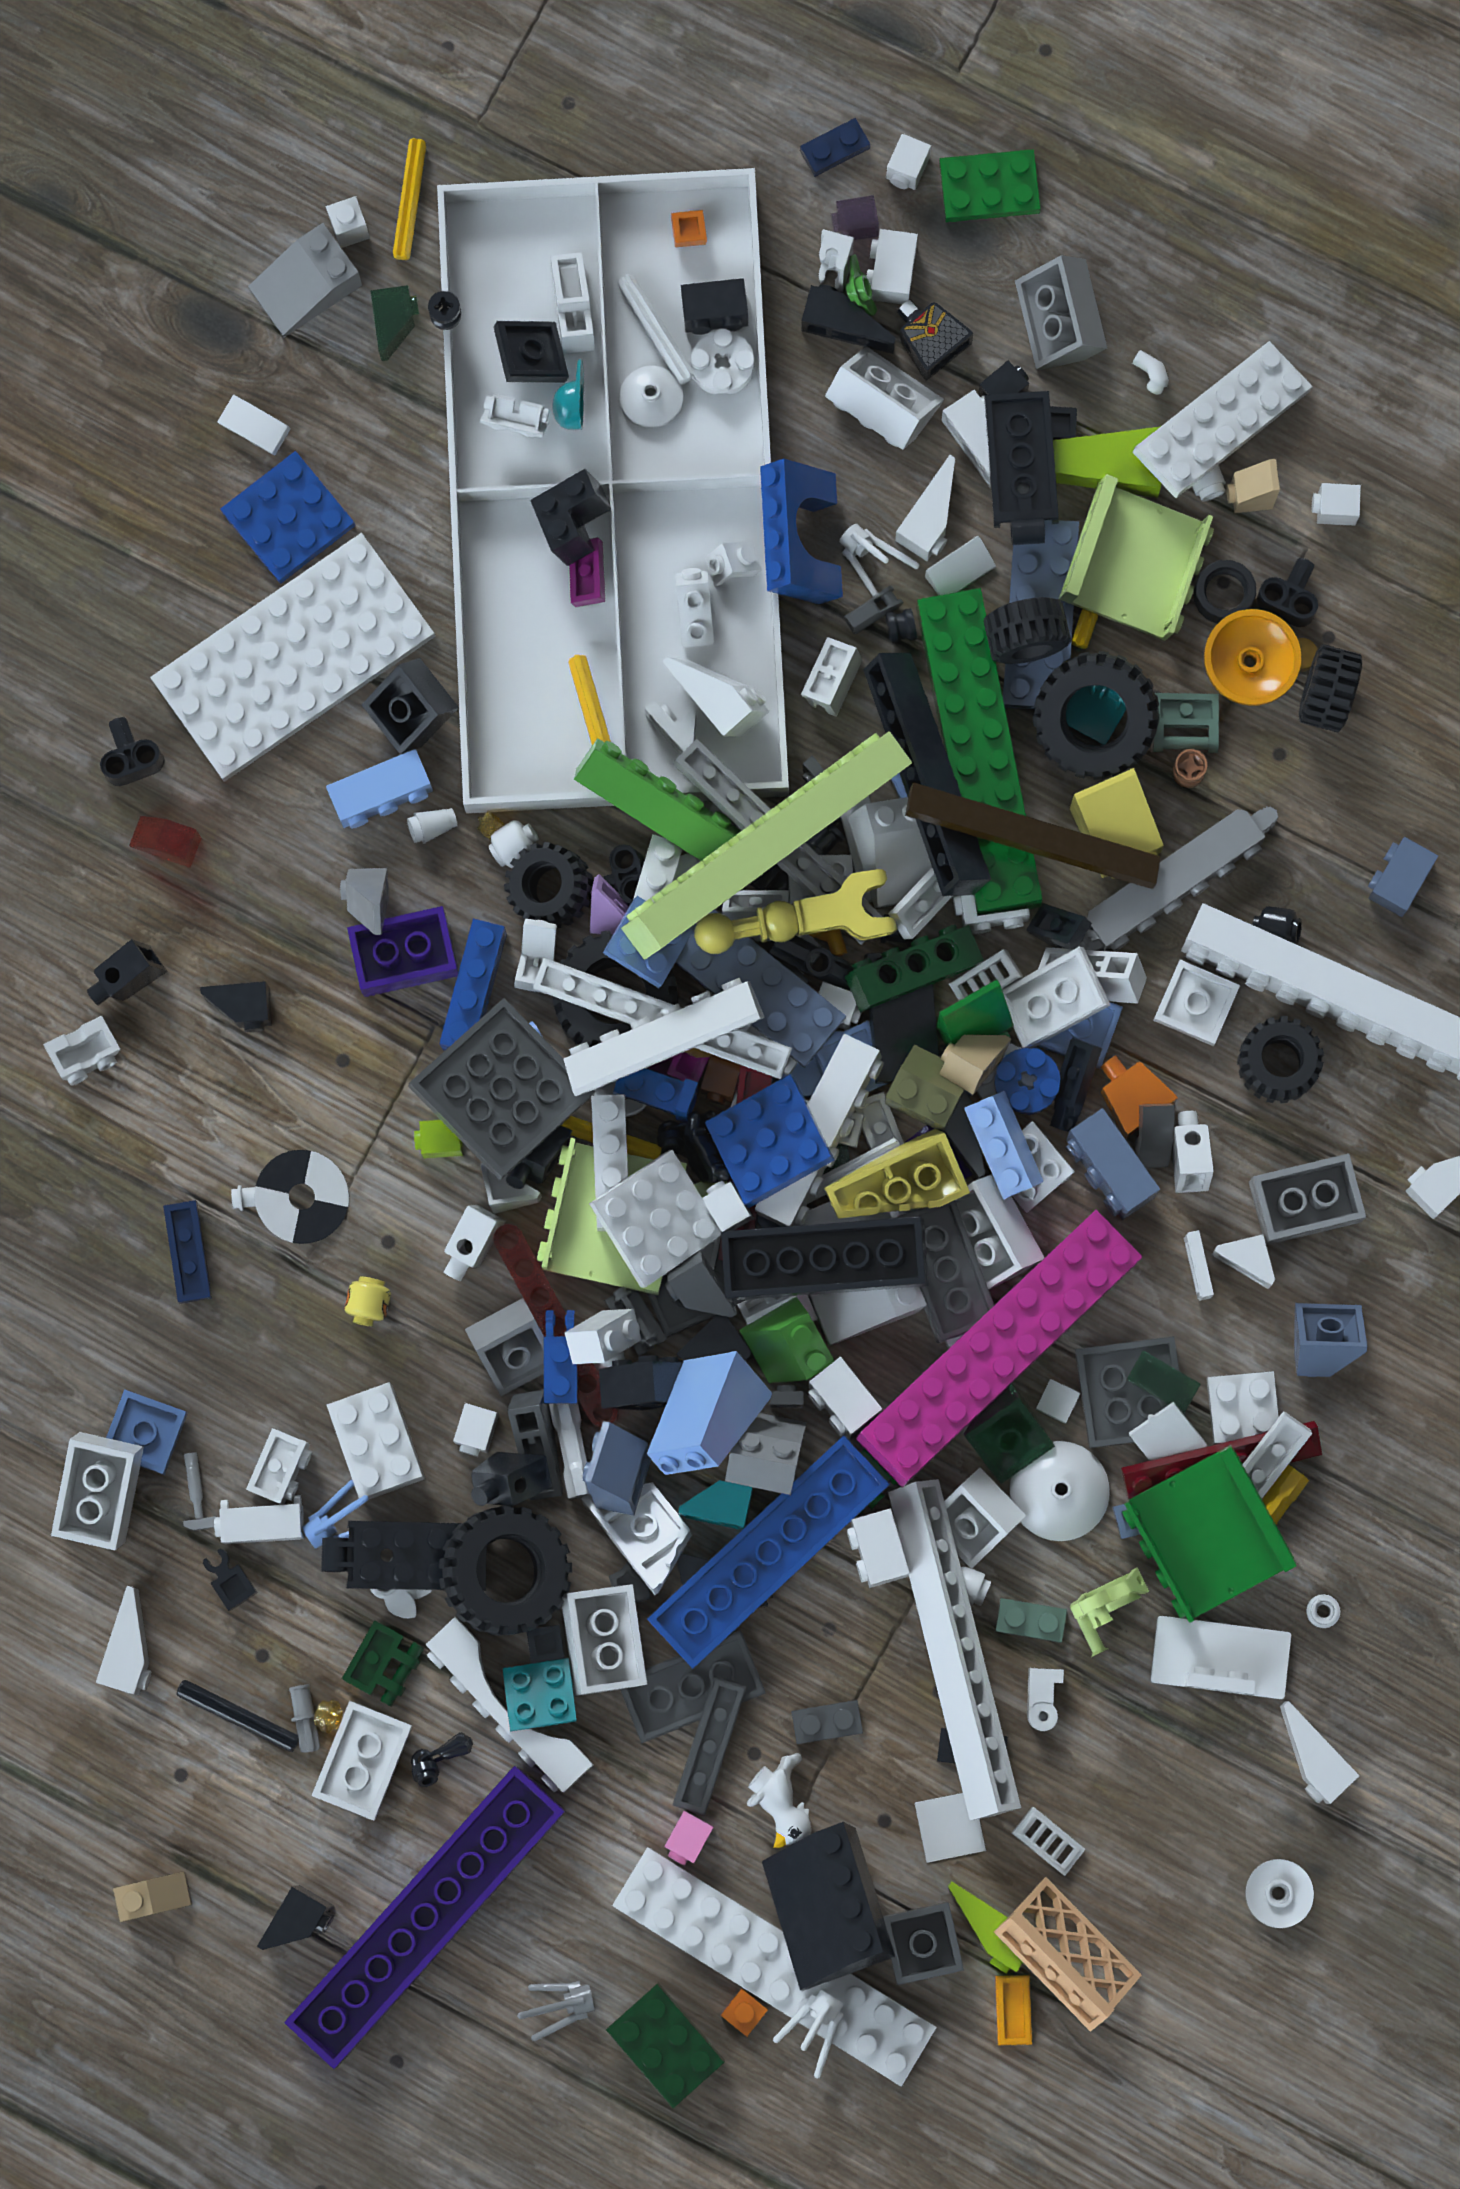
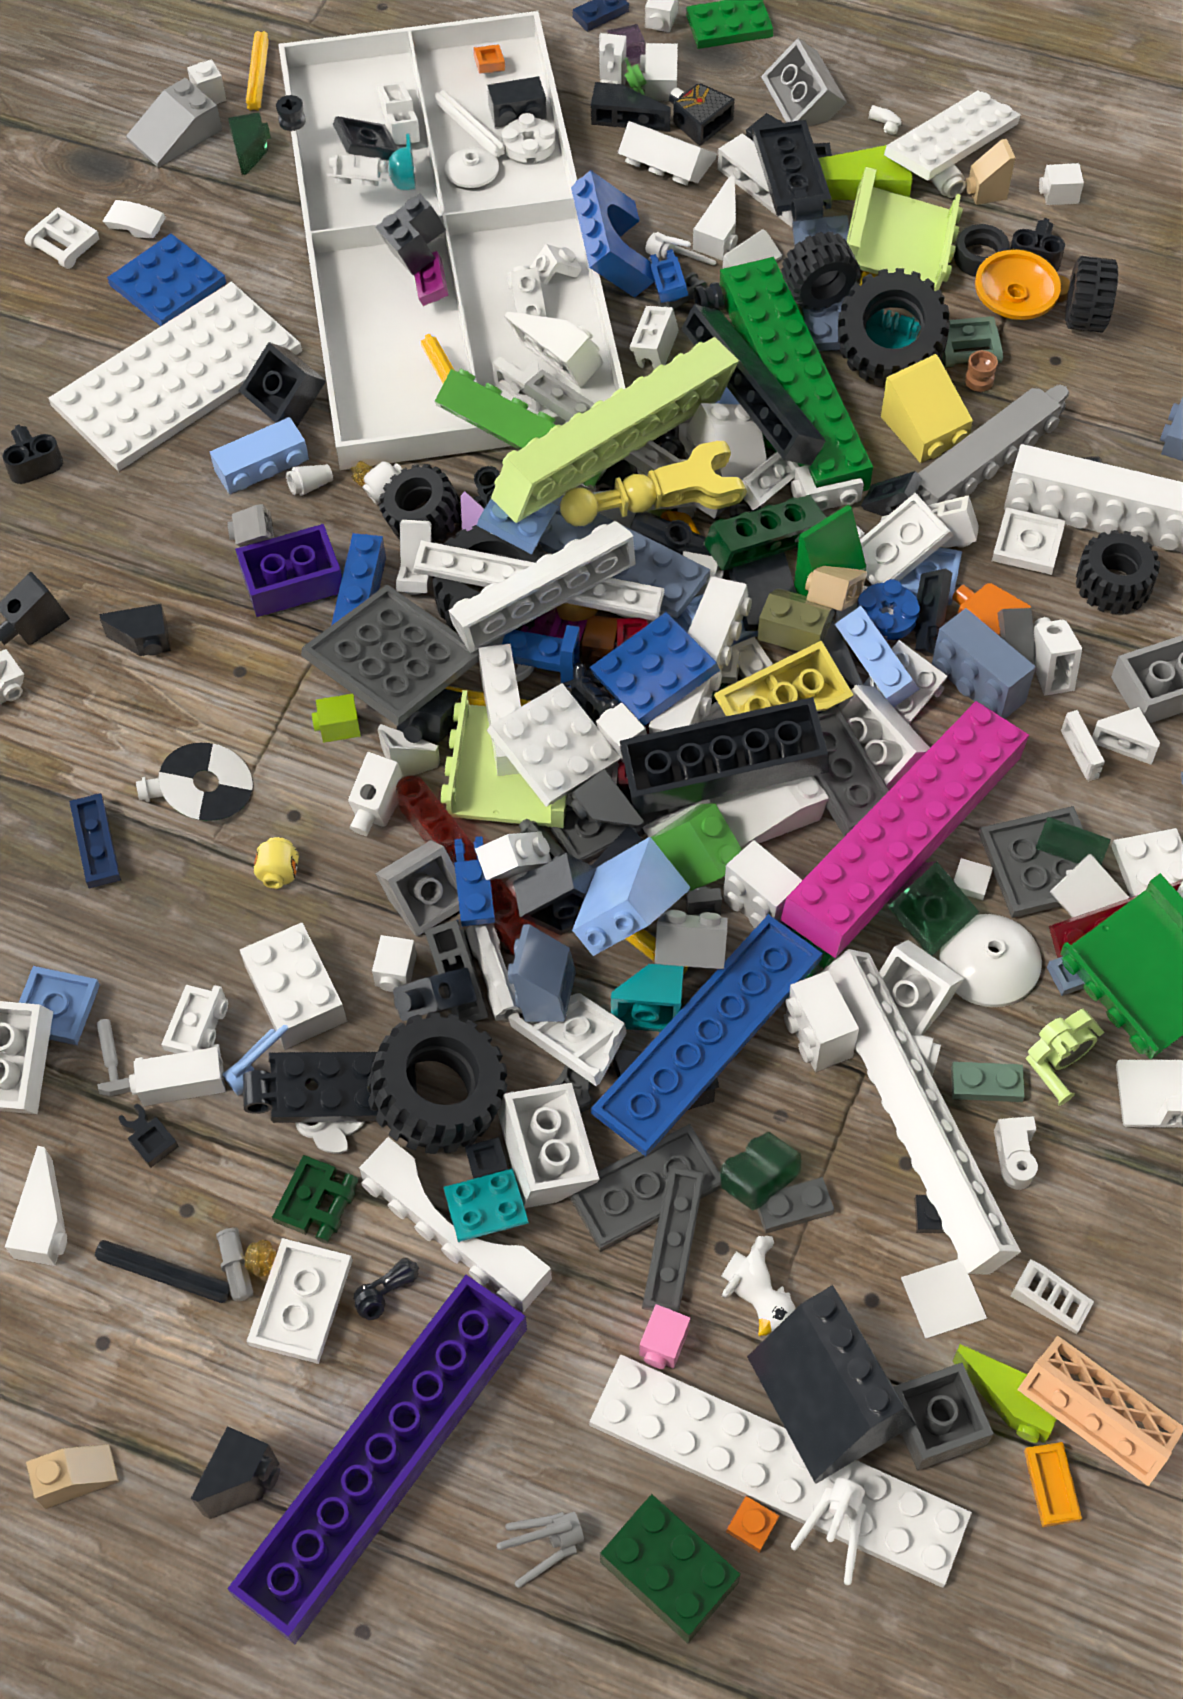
camera: 10 degrees left, 20 degrees down
(166, 840) = (68, 512): clear red slope -> none
(177, 434) = (65, 230): none -> white plate
(798, 1690) = (760, 1170): none -> clear green brick
(857, 598) = (668, 277): none -> blue hinge
(1032, 835) = (856, 409): dark brown tile -> none

